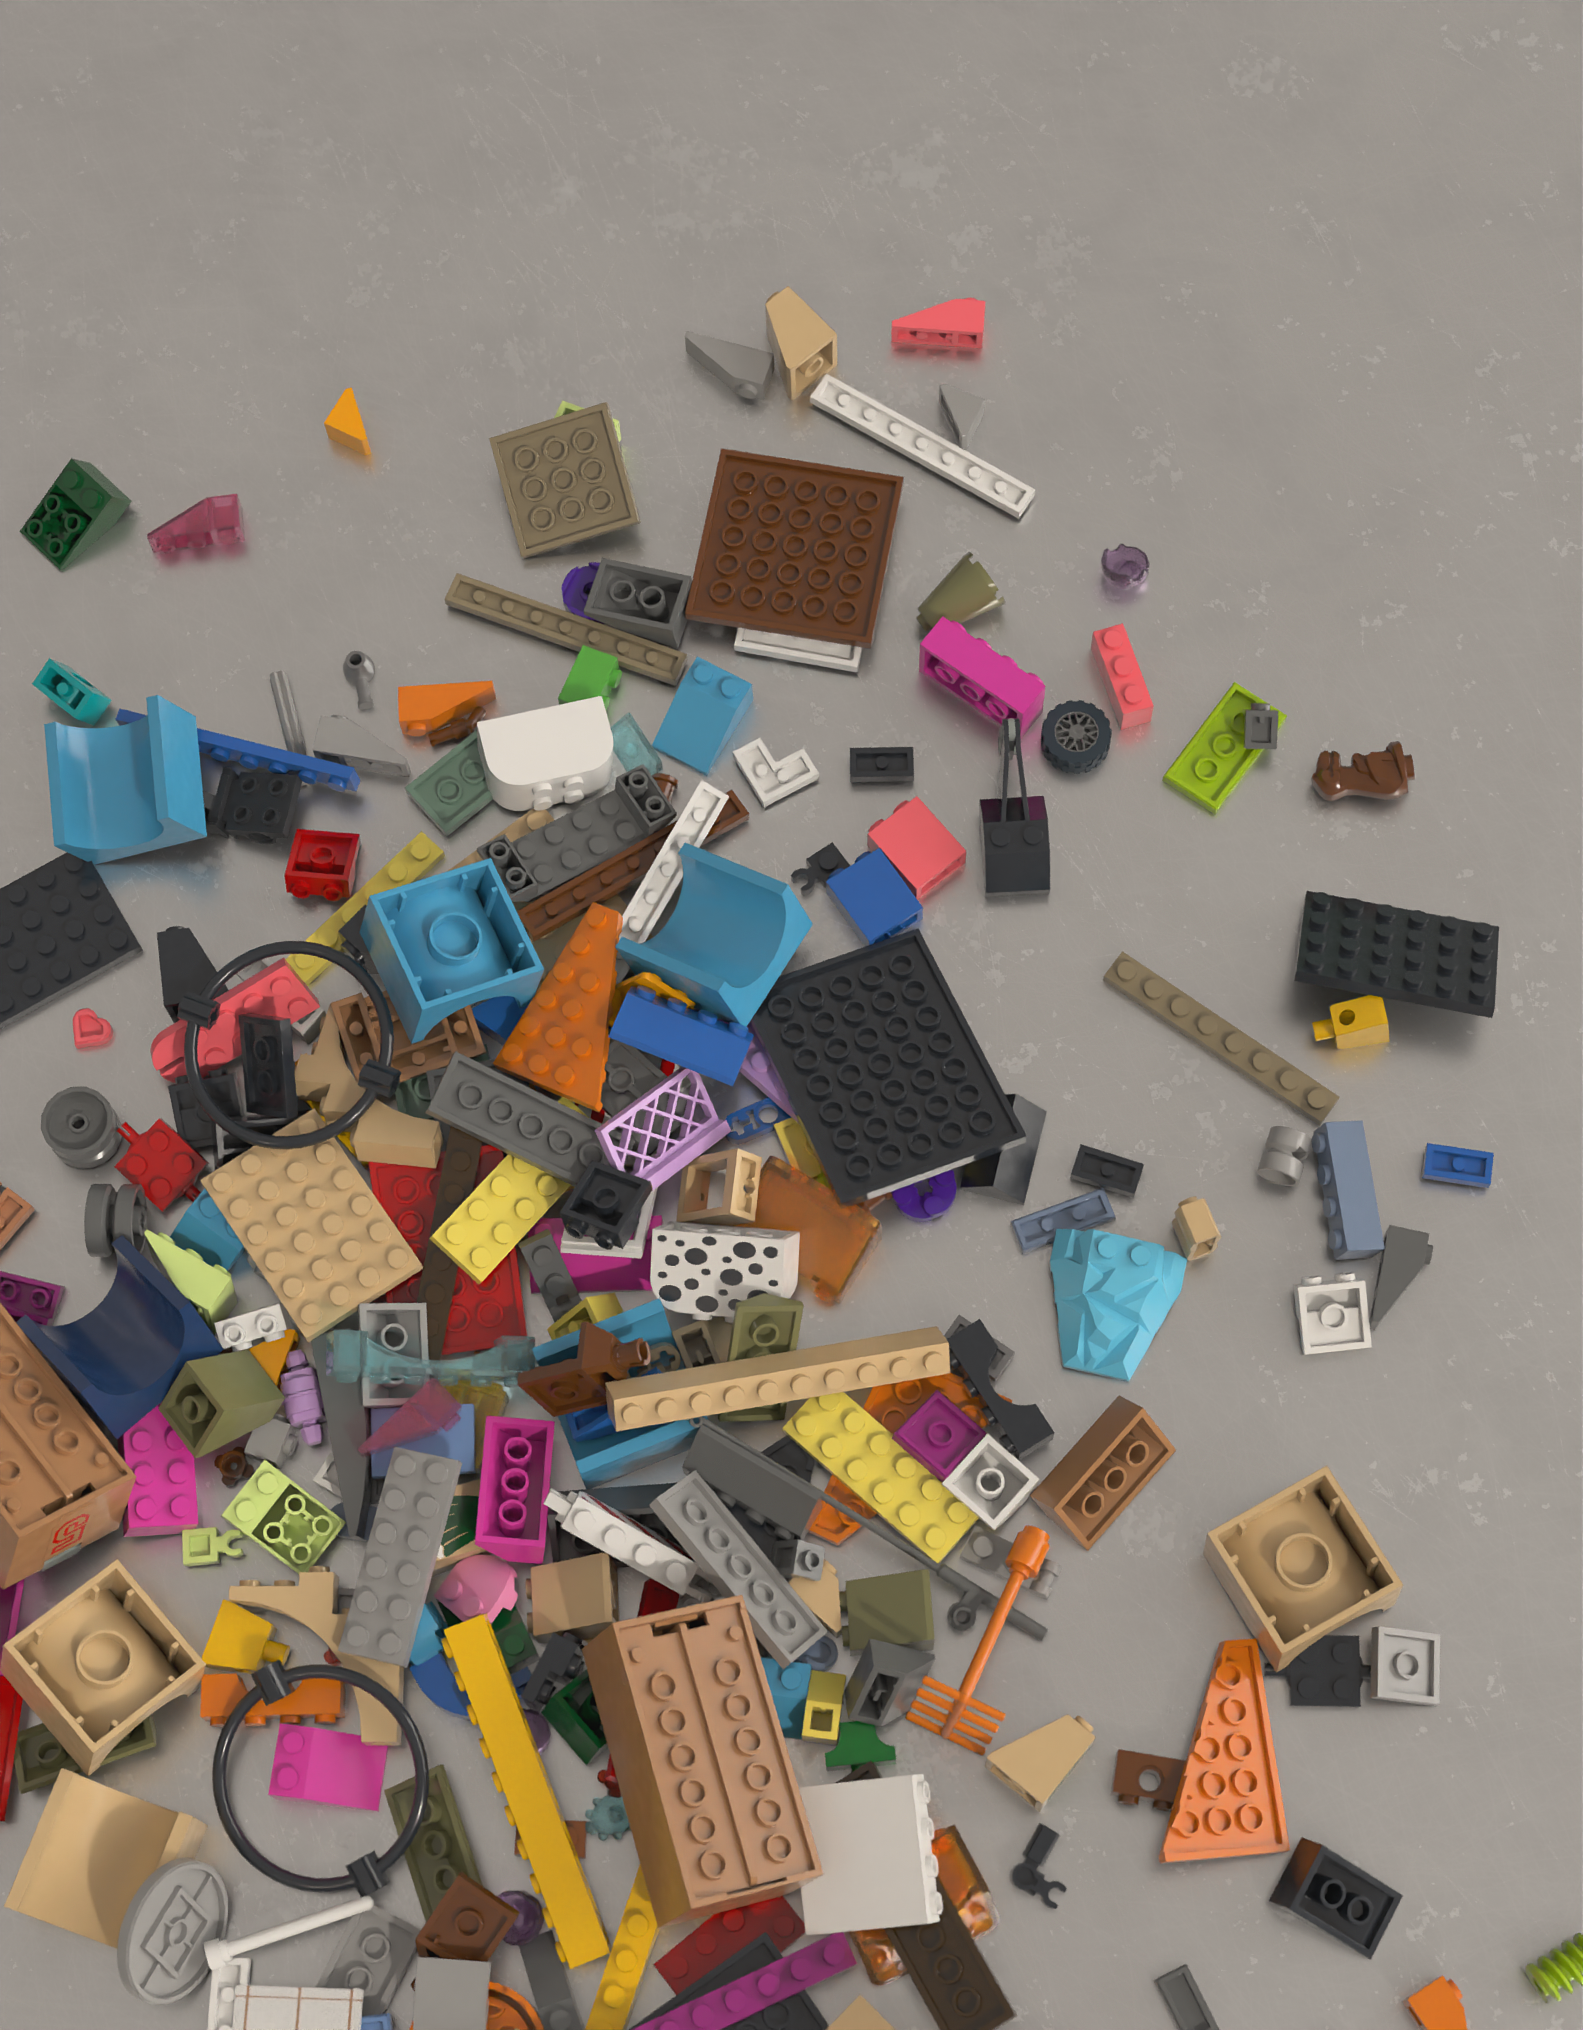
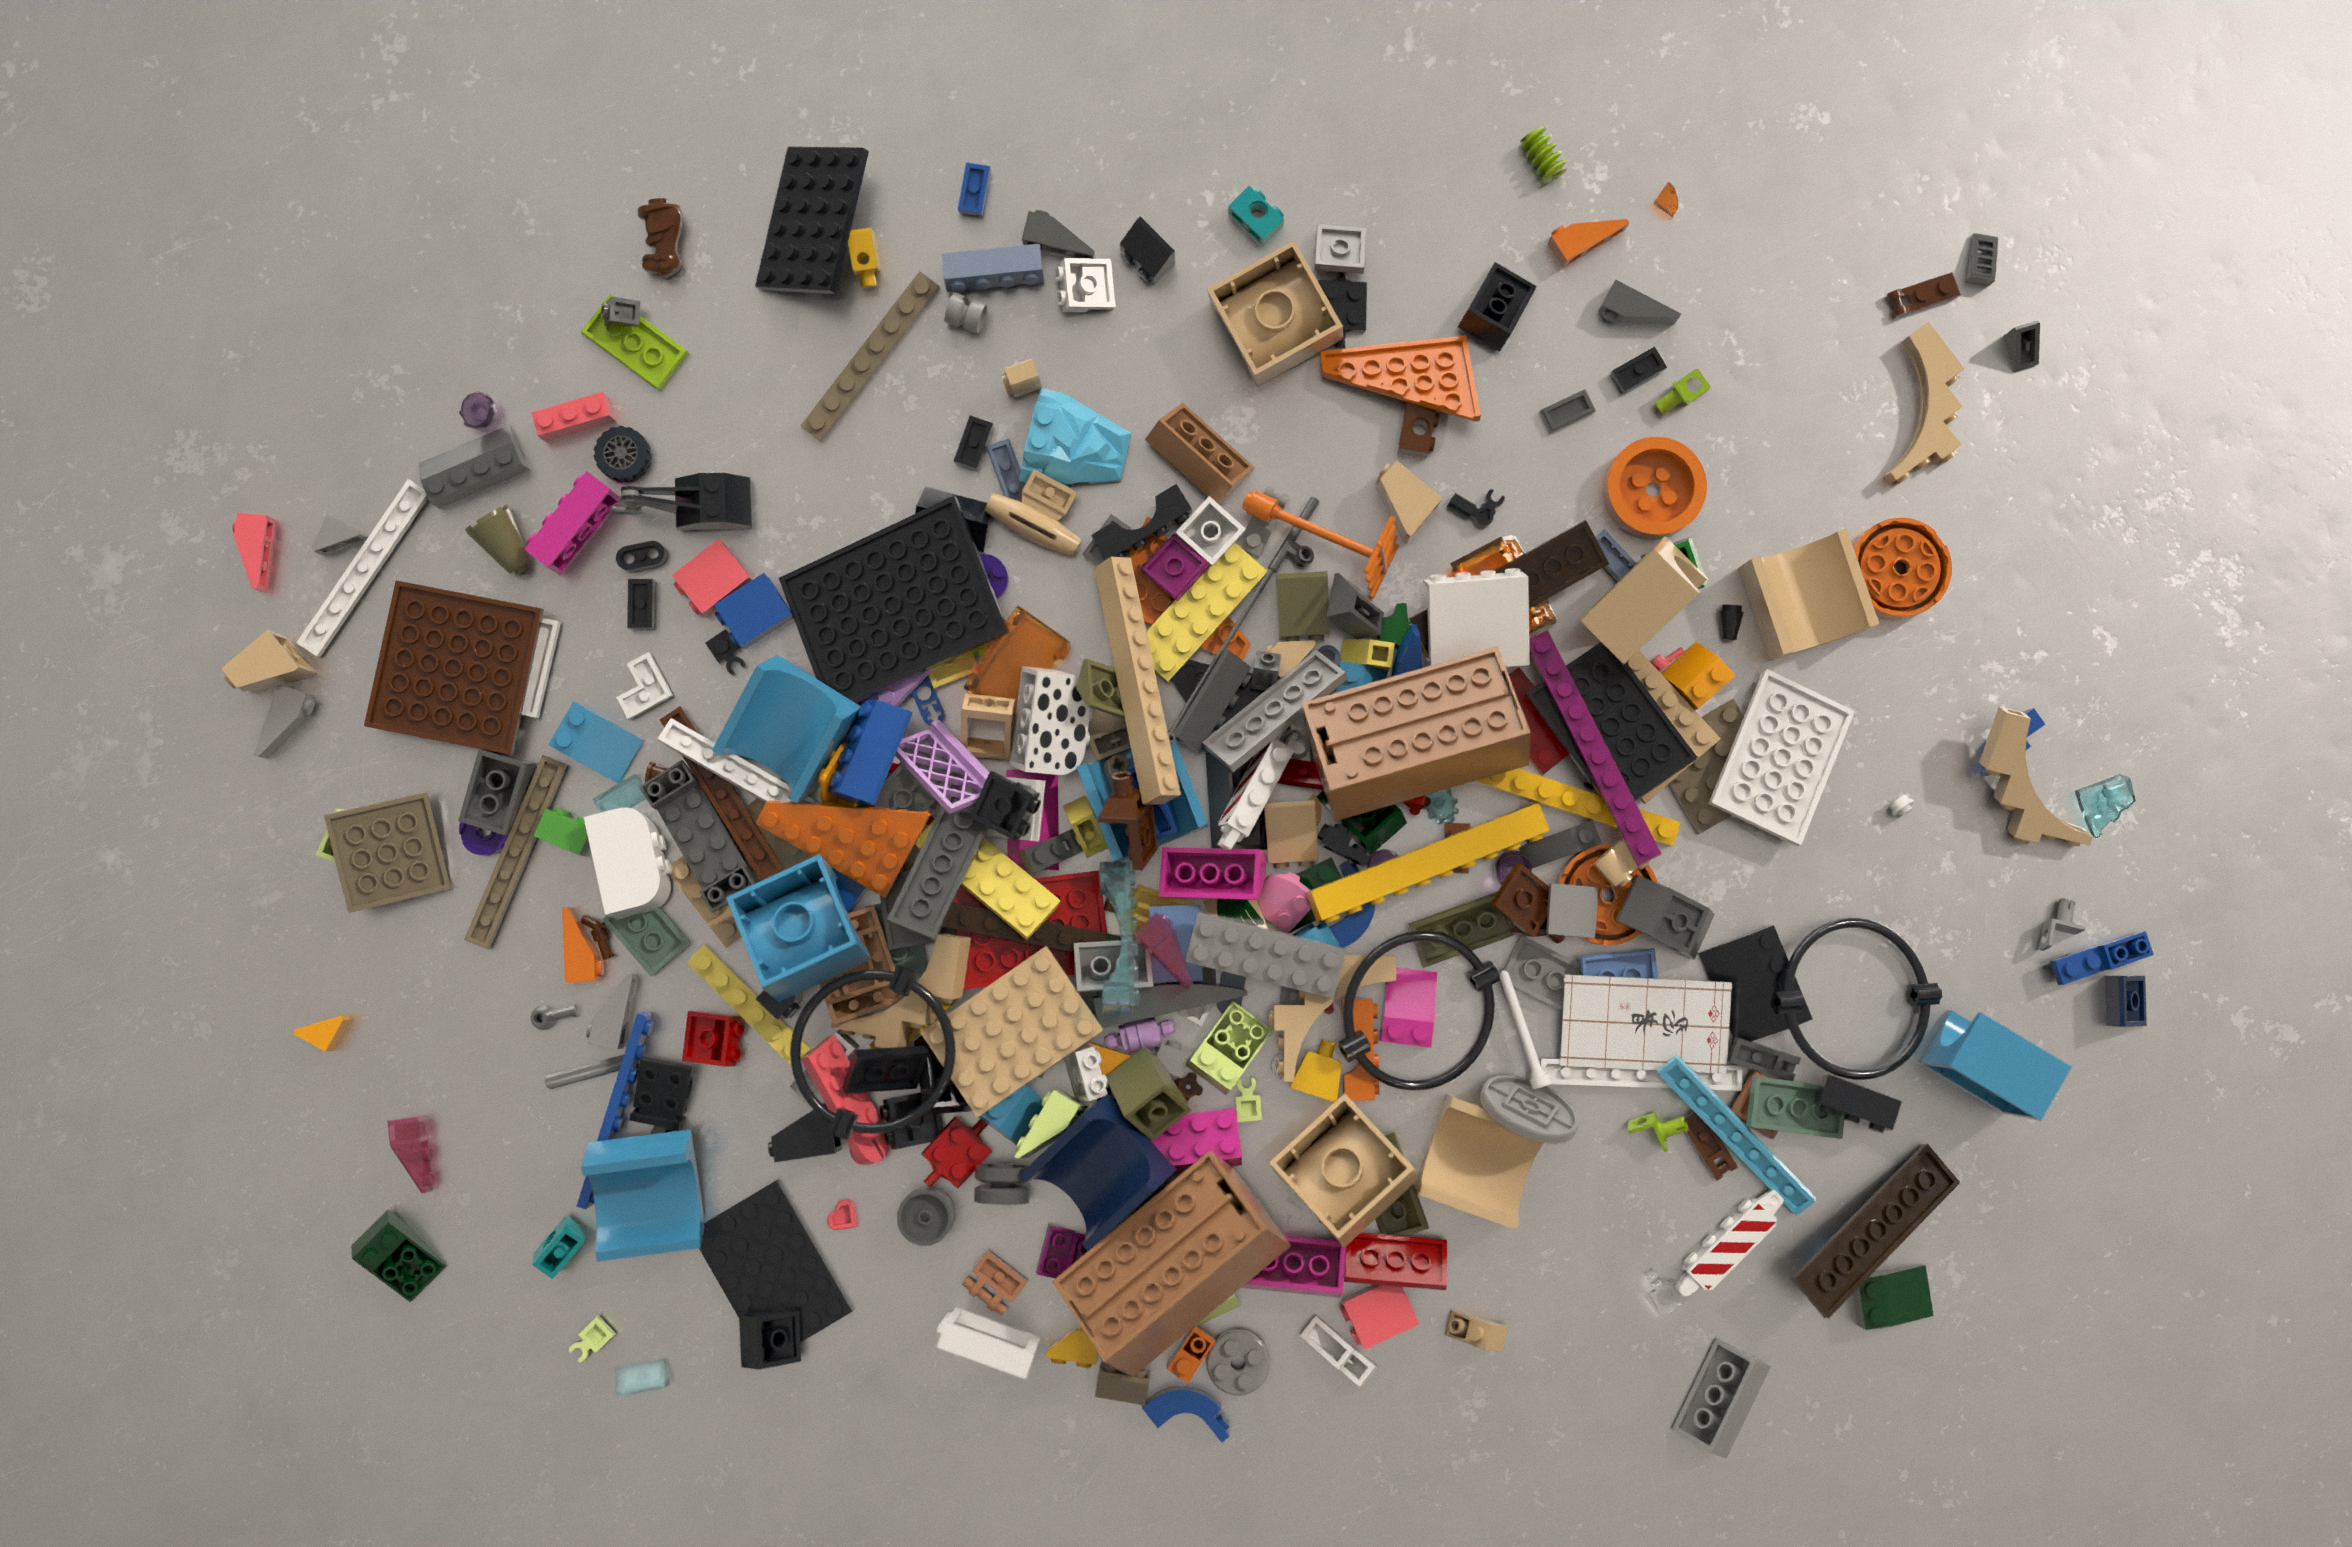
camera: 90 degrees left, 15 degrees up
(819, 1761) = (1409, 653): none -> blue slope
(944, 764) = (642, 556): none -> black plate
(1012, 1254) = (1038, 513): none -> tan plate
(1053, 562) = (472, 467): none -> dark grey slope
(1382, 1394) = (1147, 251): none -> black slope
(1453, 1528) = (1260, 229): none -> teal brick

